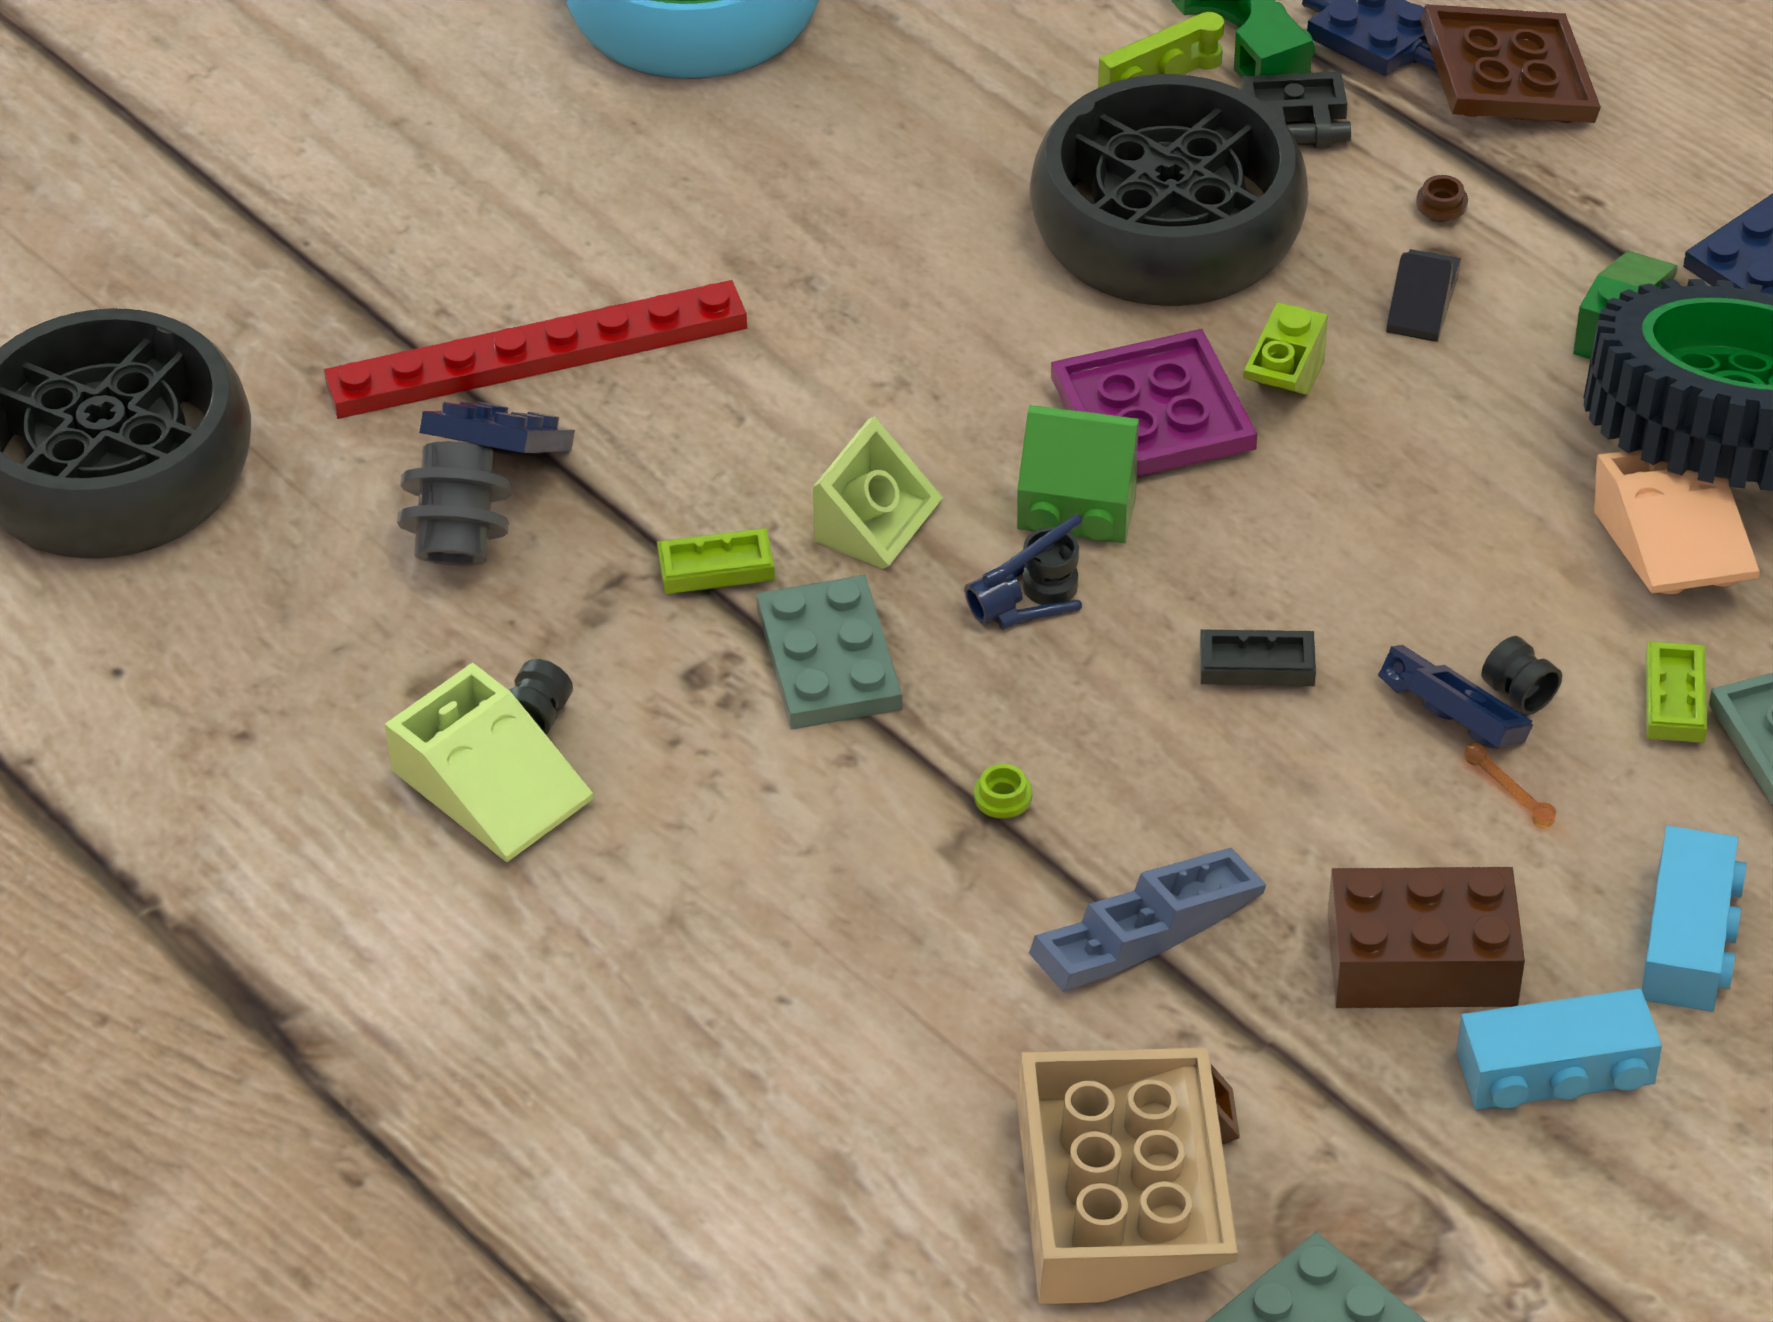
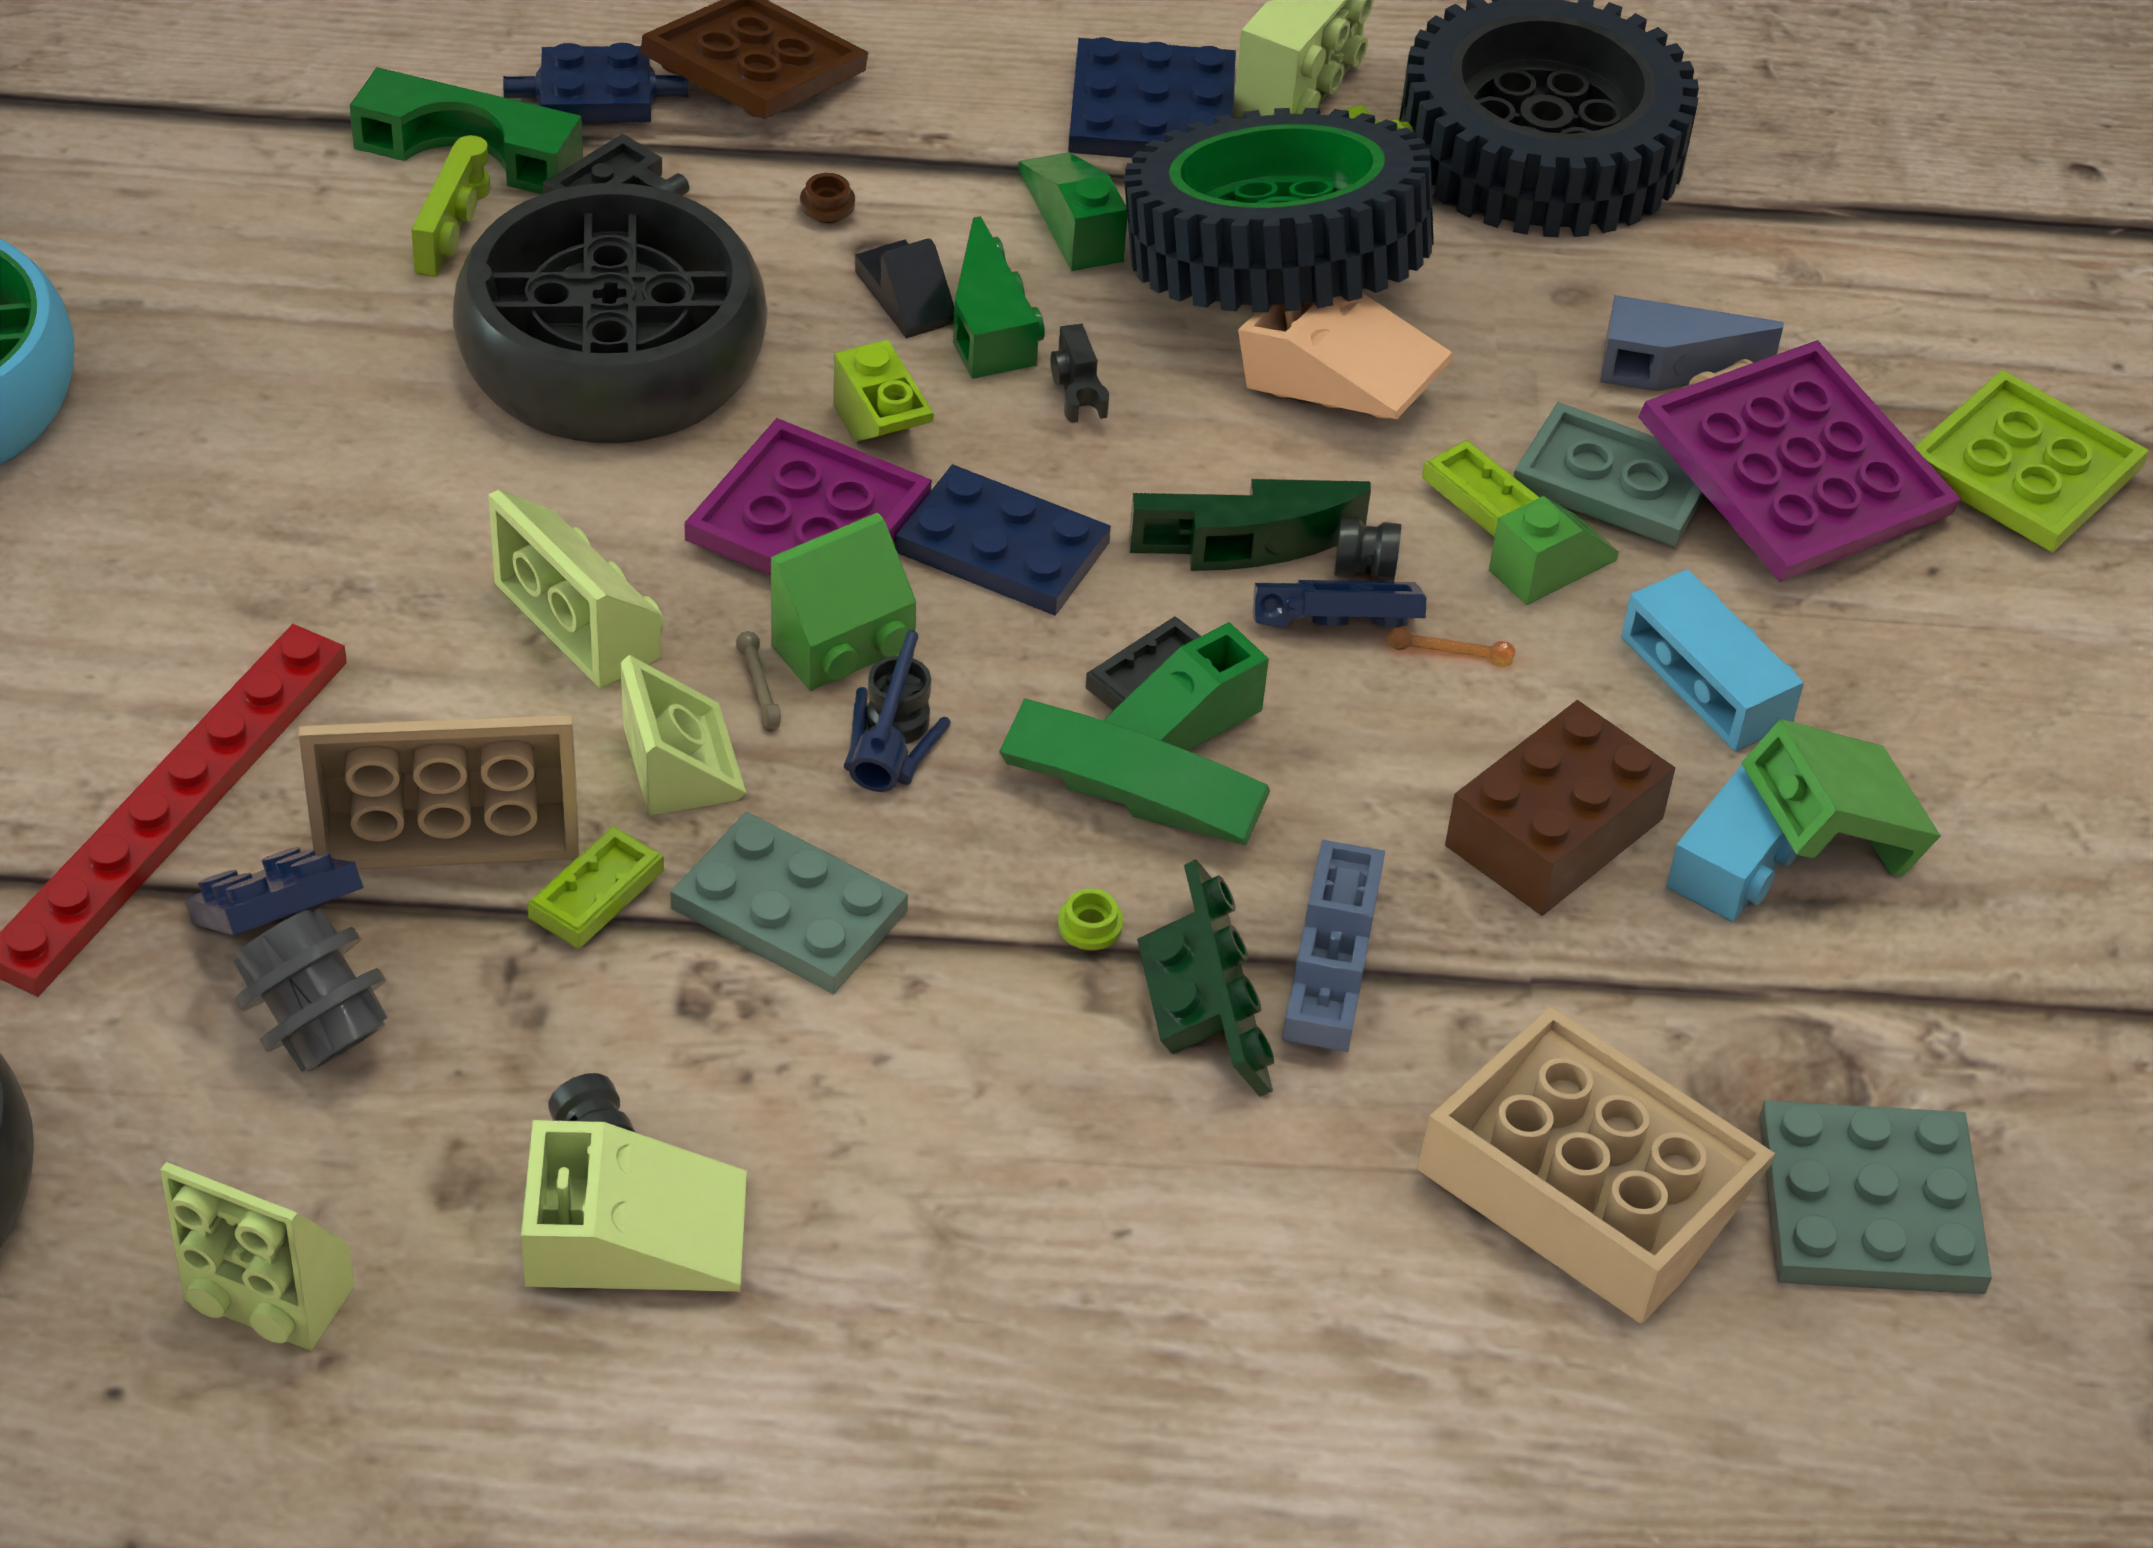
camera: 50 degrees left, 0 degrees up
(243, 634) = (255, 1259): none -> yellowish green slope
(669, 436) = (442, 791): none -> tan slope
(923, 357) = (570, 589): none -> yellowish green slope
(1007, 471) = (748, 644): none -> dark tan hinge
(1028, 883) = (1200, 980): none -> dark green bracket
(1143, 713) = (1136, 770): none -> green slope
(1235, 690) = (1198, 690): none -> green slope
(1271, 509) = (1003, 539): none -> dark blue plate
(1453, 338) = (992, 317): none -> green slope
(1454, 610) = (1267, 527): none -> dark green slope
(1464, 424) = (1076, 370): none -> pearl dark grey plate
(1637, 1065) = (1838, 784): none -> bright green panel
(1672, 760) = (1545, 549): none -> bright green slope

